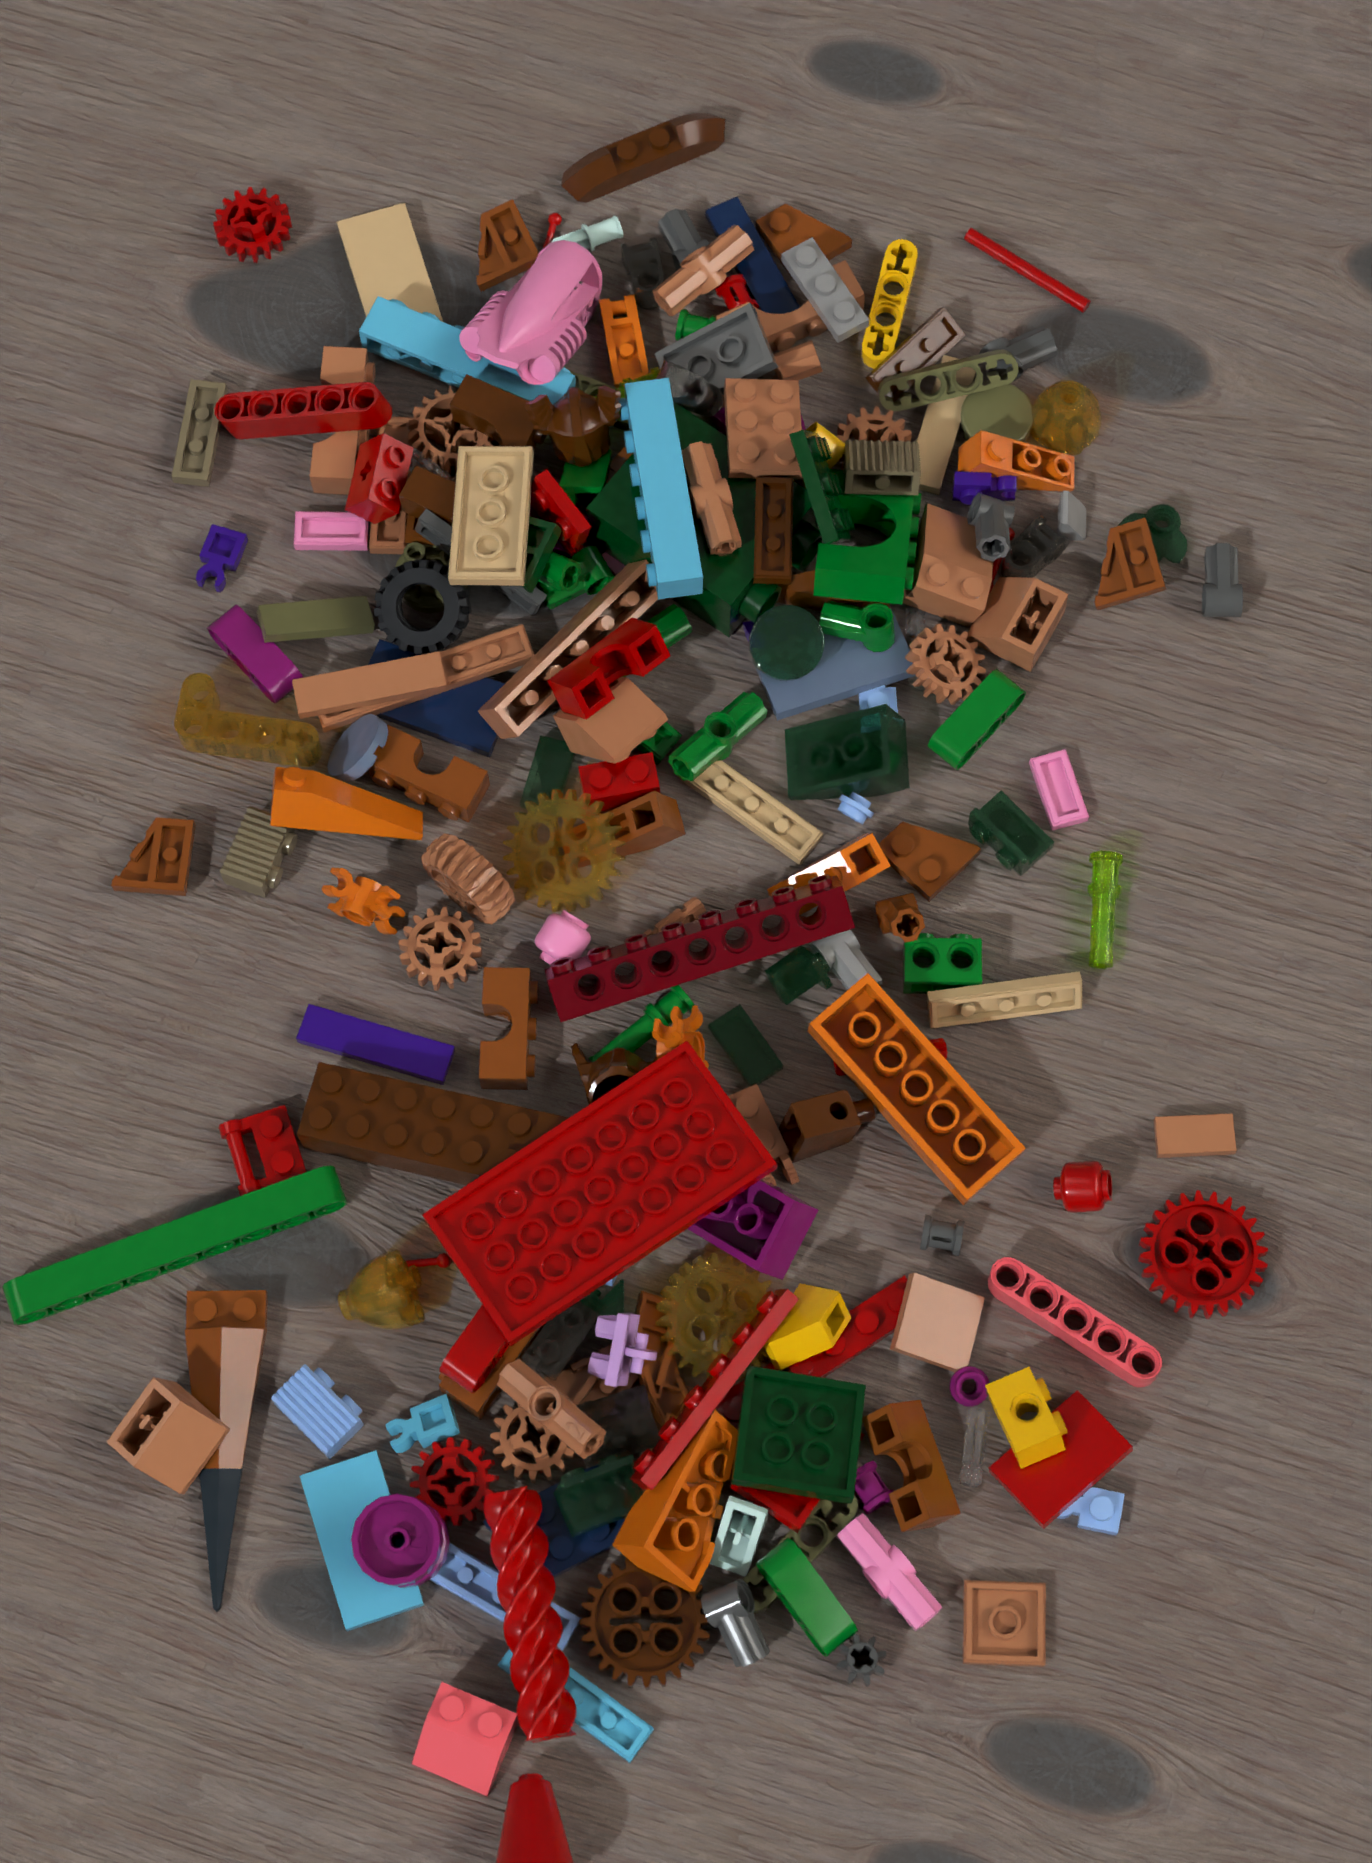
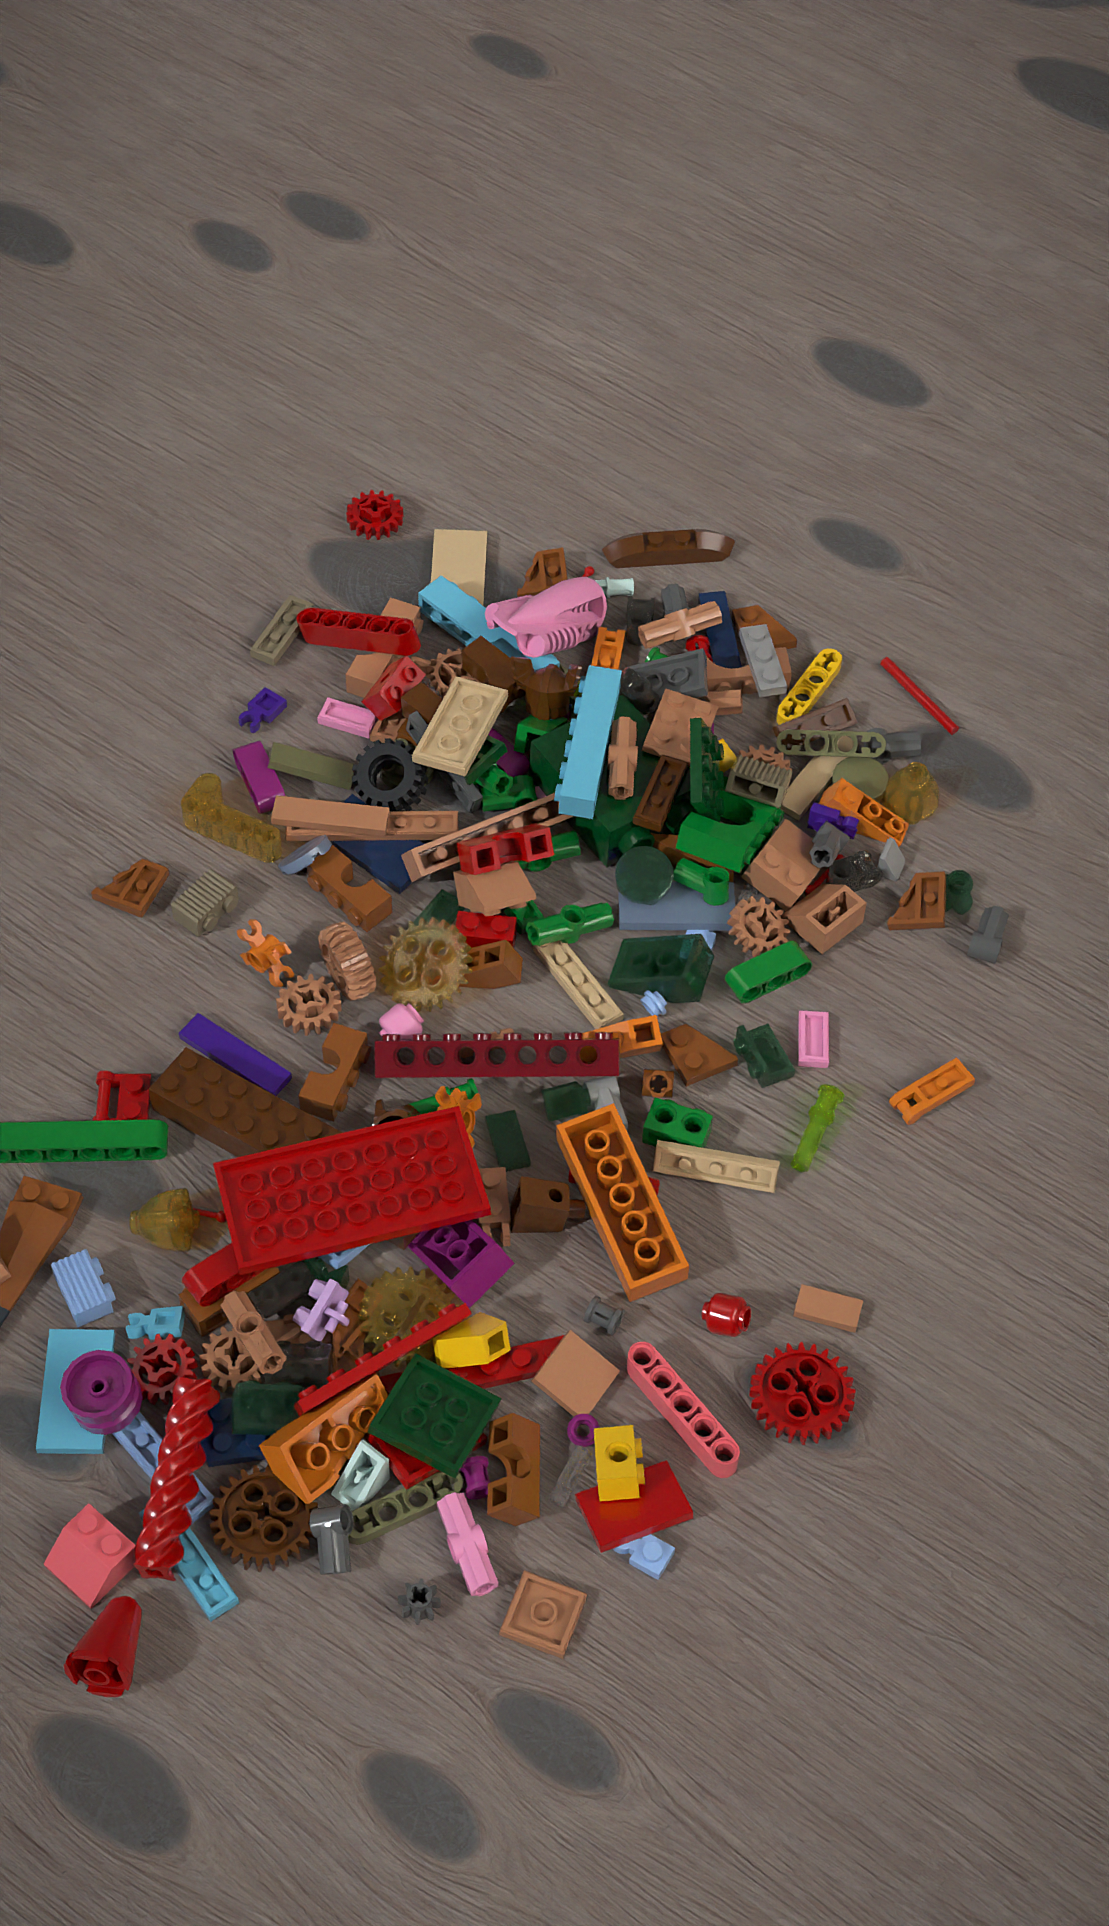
camera: 15 degrees right, 15 degrees down
(326, 804) = (265, 881): orange wedge -> none
(556, 507) = (509, 732): red plate -> none
(806, 1597) = (394, 1538): green beam -> none
(1223, 812) = (932, 1090): none -> orange plate

